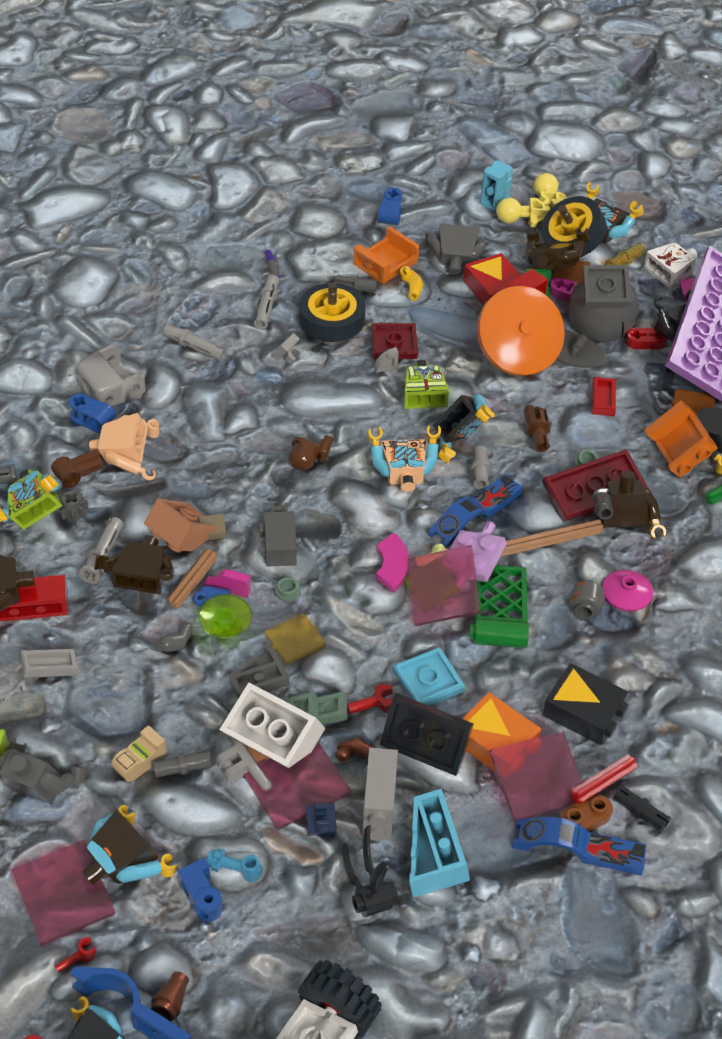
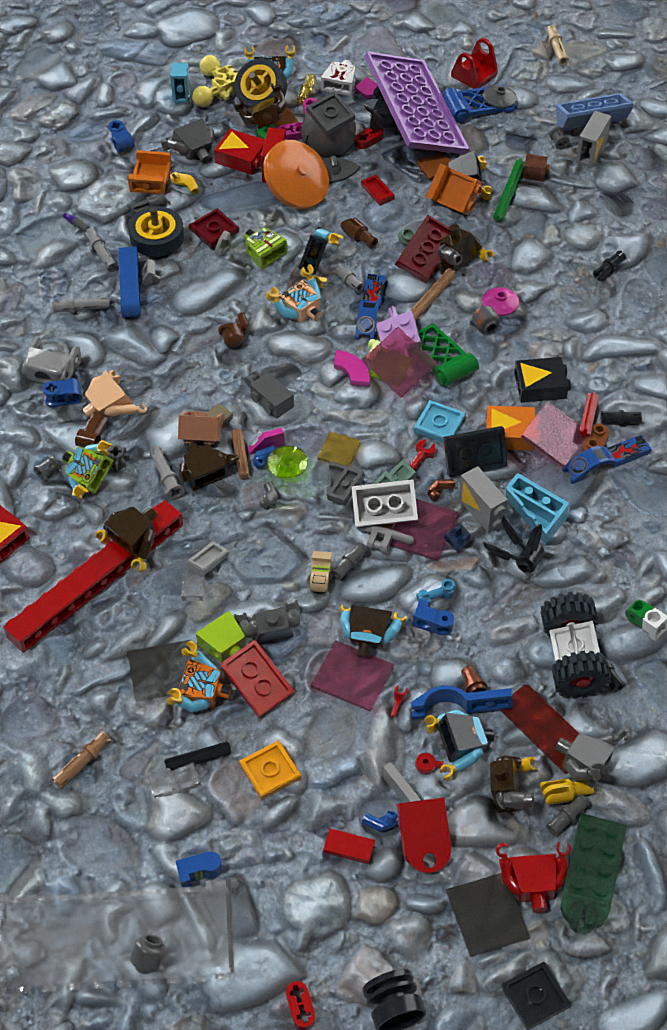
camera: 35 degrees left, 5 degrees up
(259, 346) = (129, 282): none -> blue beam
(287, 590) = (306, 423): sand green plate -> none

